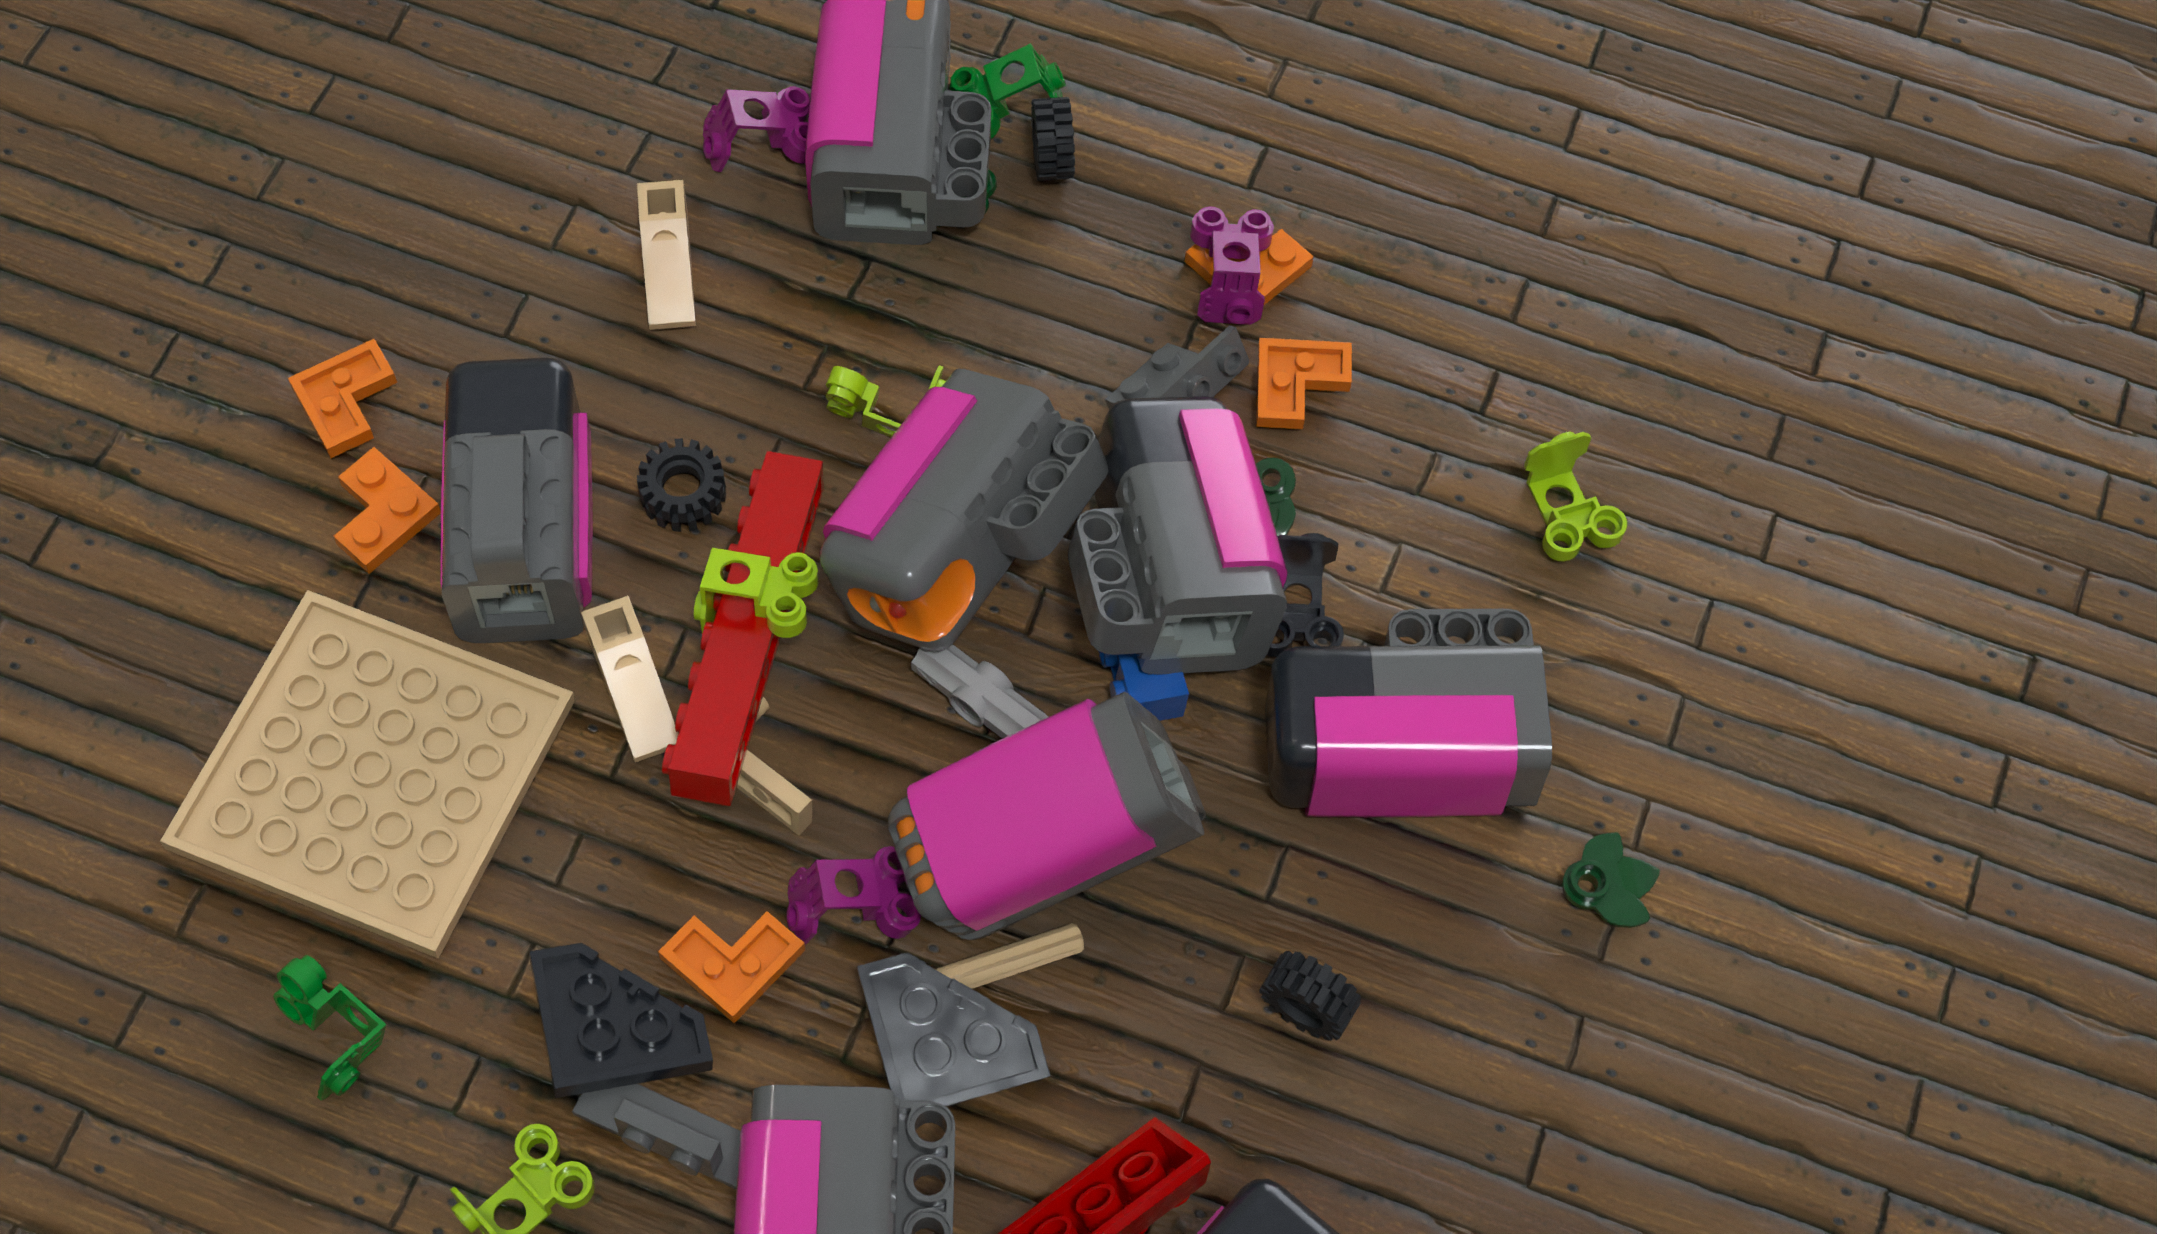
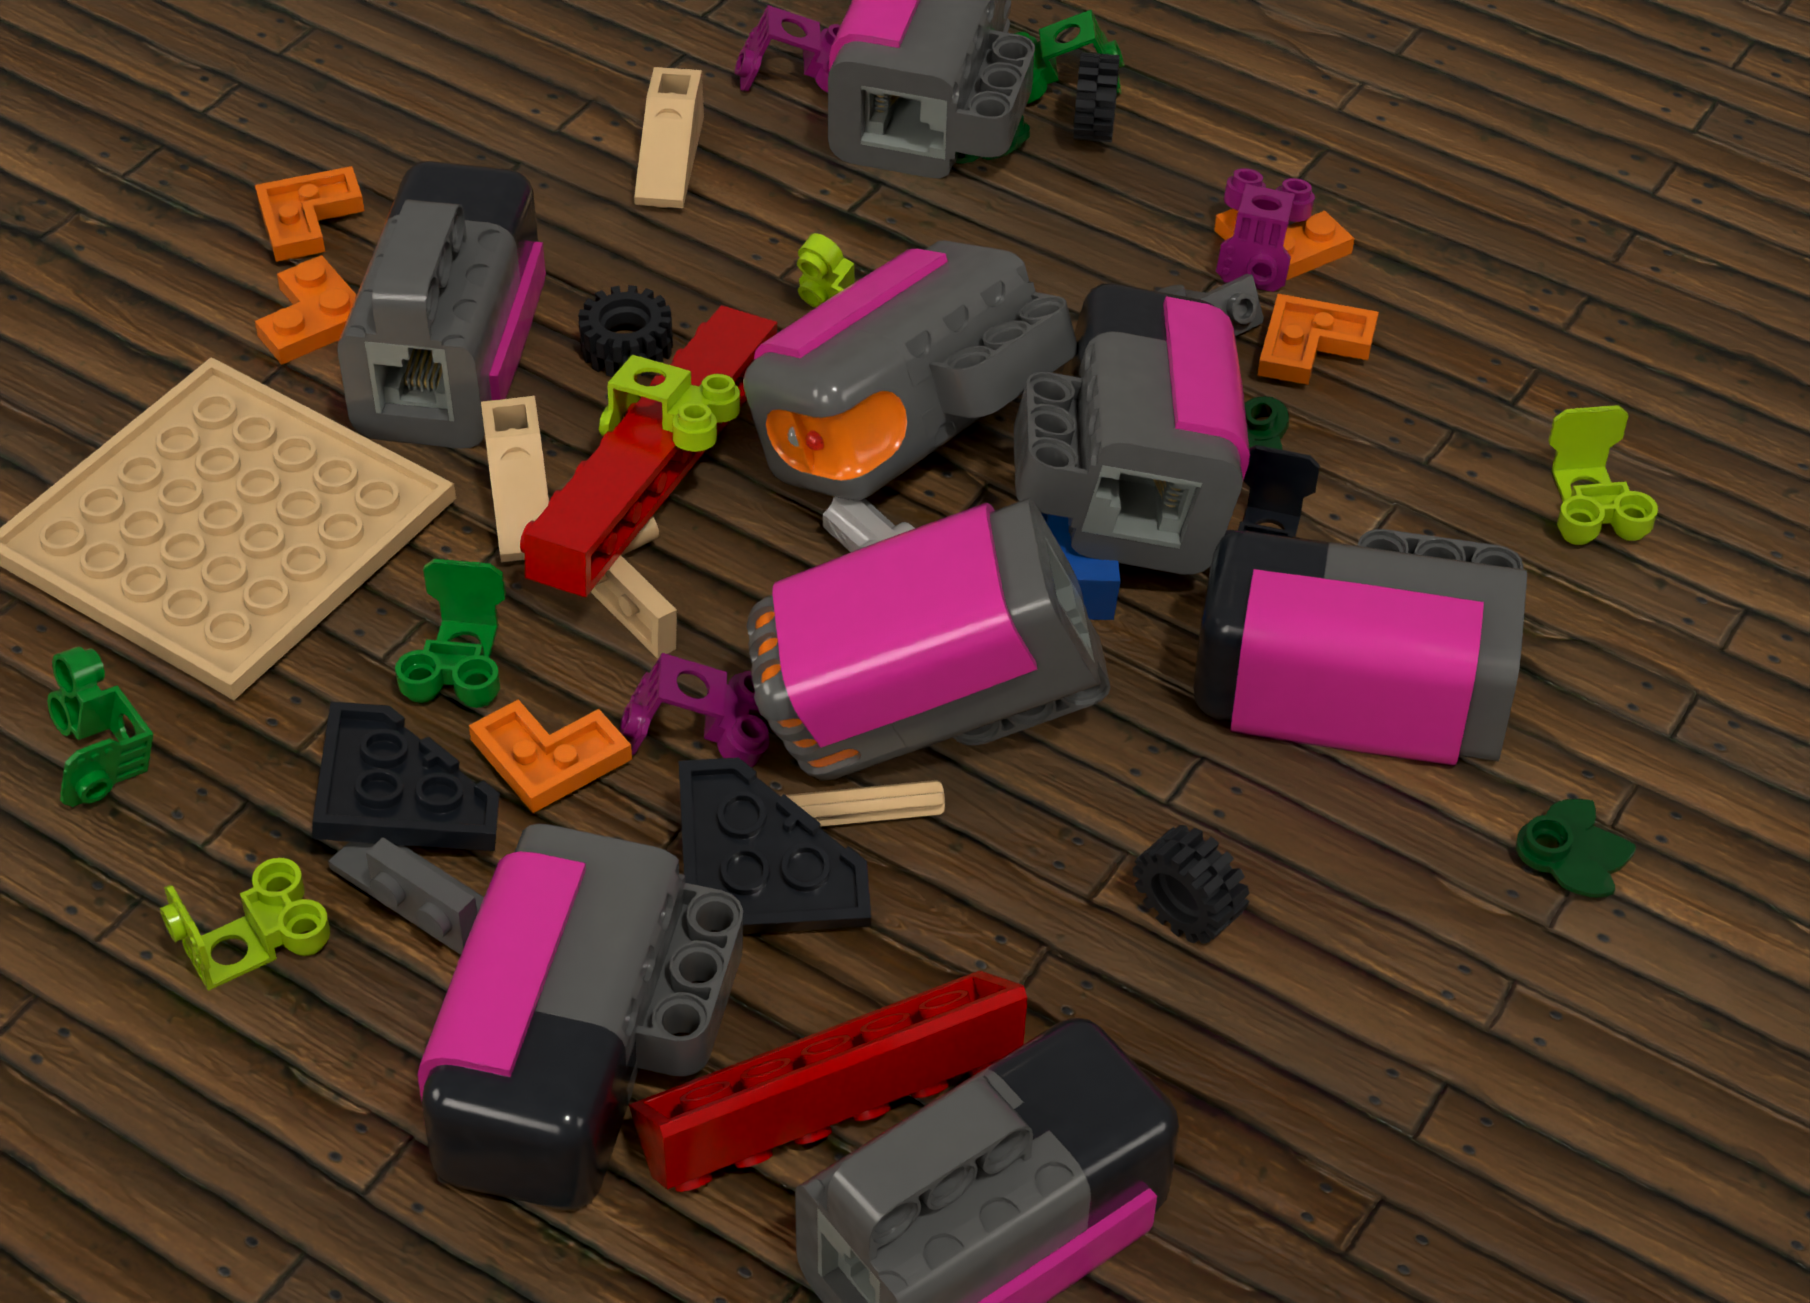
camera: 15 degrees right, 15 degrees down
(619, 822) = (467, 607): none -> green piece

